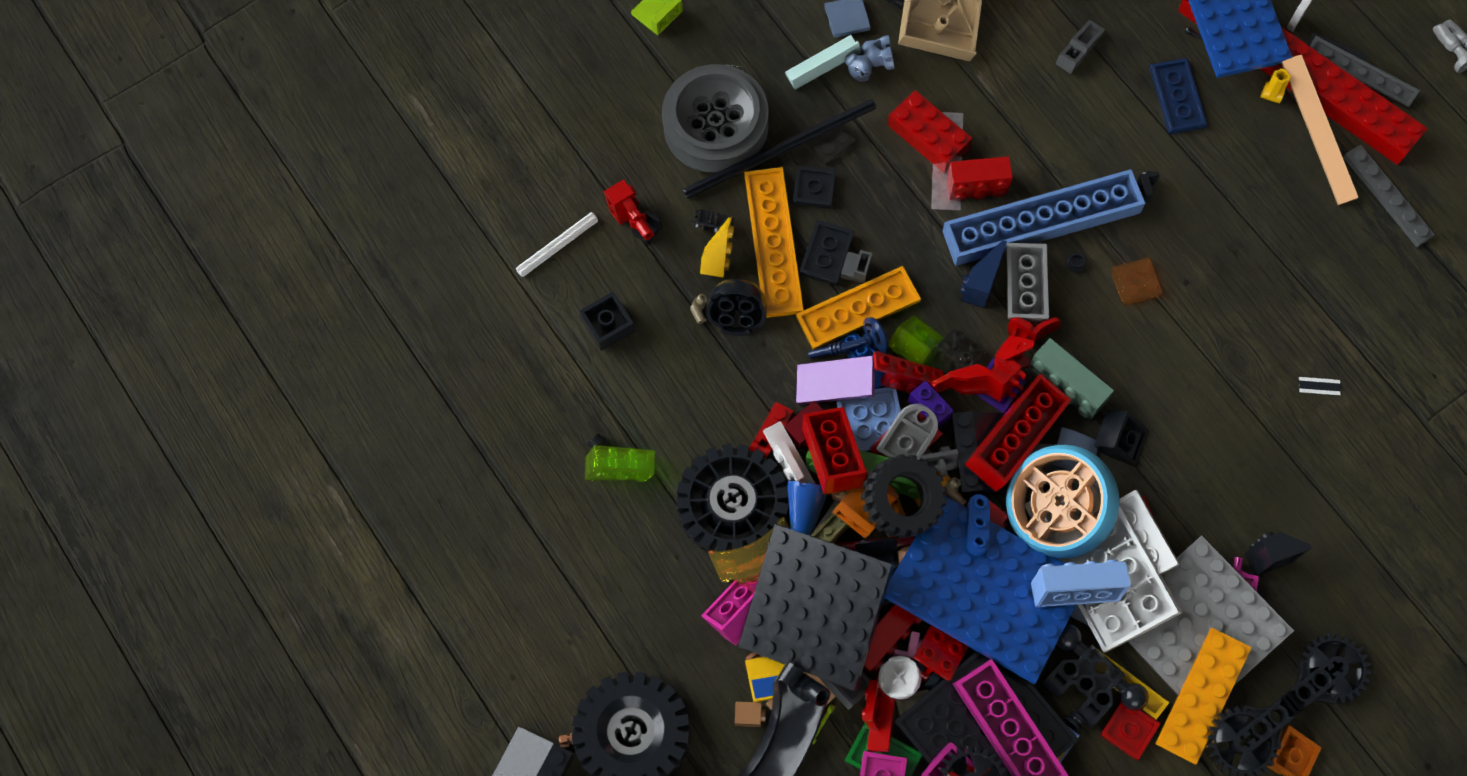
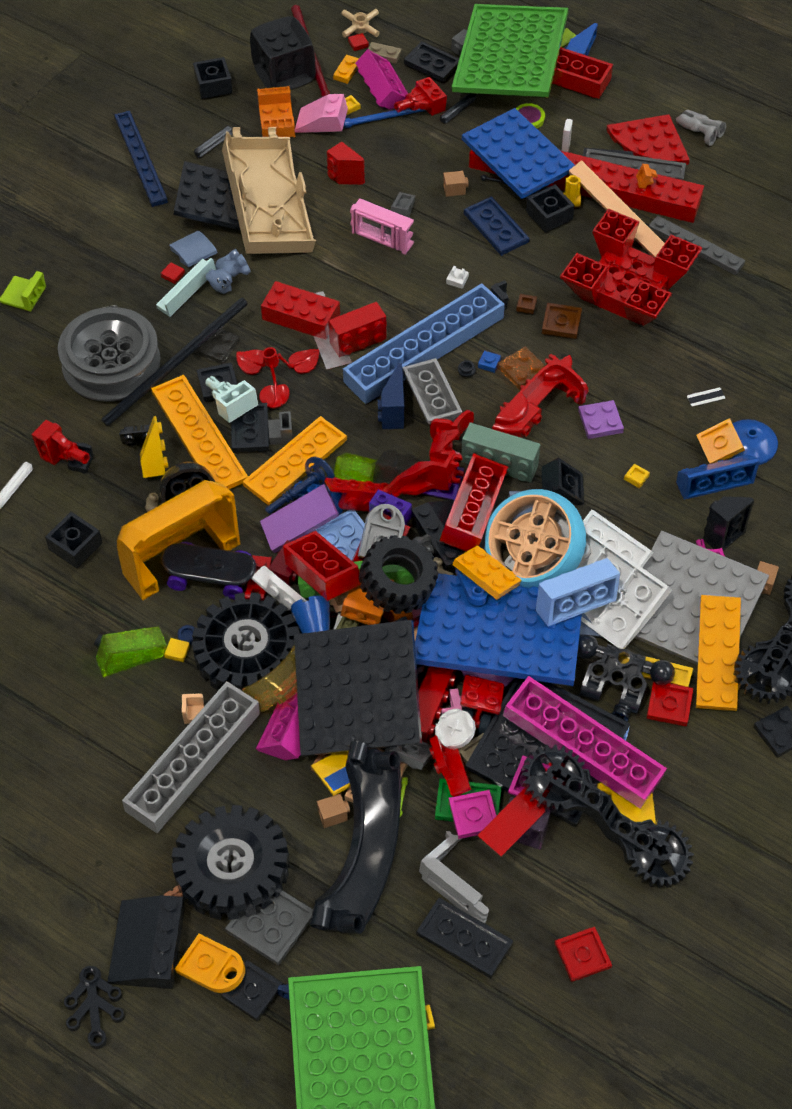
camera: 25 degrees left, 15 degrees down
(635, 604) = (191, 757): none -> light grey brick
(655, 551) = (191, 706): none -> light nougat panel
(664, 478) = (177, 650): none -> yellow tile
(679, 464) = (185, 633): none -> dark blue tile
(701, 348) = (202, 506): none -> light orange slope
(714, 392) = (207, 565): none -> black piece
(816, 38) = (172, 273): none -> red tile
(818, 216) = (232, 399): none -> light aqua brick
(861, 172) = (277, 395): none -> red plant
(997, 522) = (487, 572): none -> light orange plate
(1053, 58) = (381, 225): none -> bright pink door
(1104, 261) = (489, 361): none -> blue plate
(1110, 146) = (457, 277): none -> white tile
(1114, 341) = (523, 409): none -> red piece
(1153, 29) = (455, 183): none -> medium nougat brick
(1171, 205) = (526, 303): none -> reddish brown plate
(1194, 373) = (600, 419): none -> medium lavender plate
(1201, 239) = (561, 320): none -> reddish brown plate
(1205, 454) = (636, 476): none -> yellow tile
(1244, 97) = (550, 208): none -> black brick
(1290, 489) = (717, 476): none -> blue slope
(1295, 190) = (626, 278): none -> red slope
(1296, 622) = (772, 571): none -> medium nougat brick
(1310, 450) = (720, 442): none -> light orange plate
(1335, 466) = (756, 439): none -> blue dish
(1365, 97) = (645, 176): none -> orange tile
(1394, 43) = (650, 138): none -> red plate

